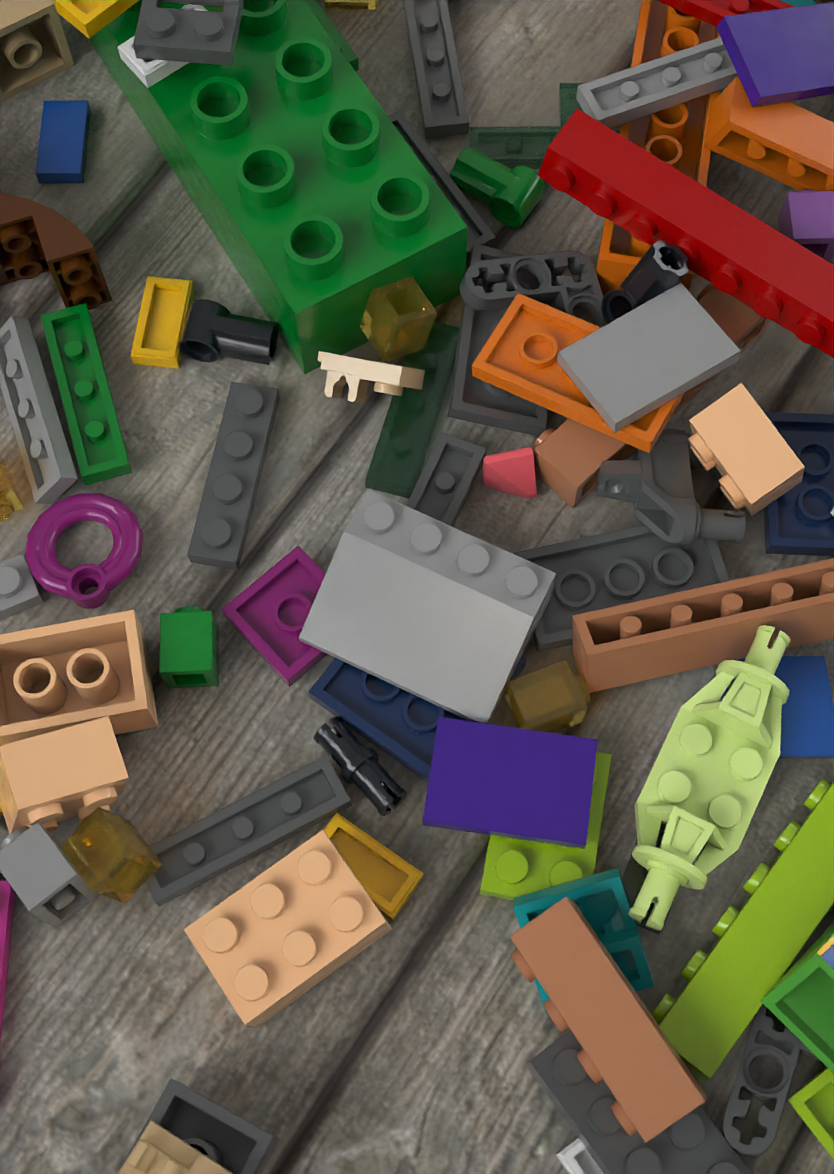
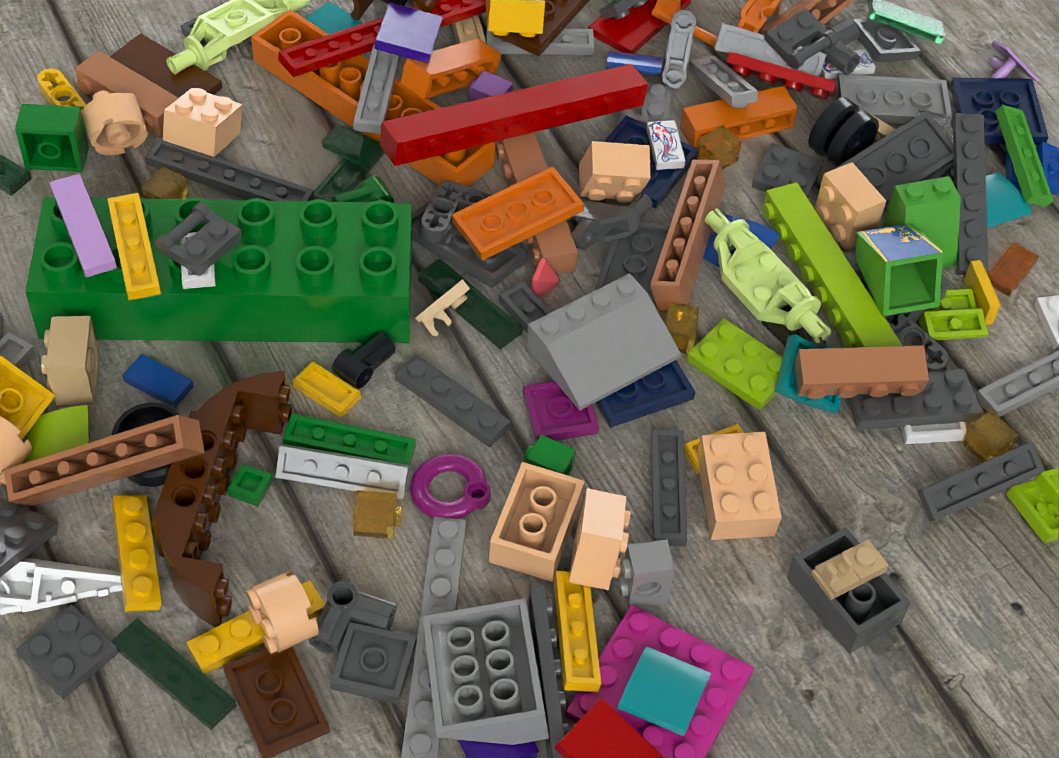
camera: 65 degrees left, 15 degrees down
(111, 855) = (654, 530): clear yellow brick -> none
(360, 766) = (664, 420): black pin -> none
(398, 319) = (425, 272): clear yellow brick -> none
(510, 782) = (717, 358): dark purple tile -> none
(648, 357) = (536, 179): light grey tile -> none
(655, 273) = (490, 161): black piece -> none

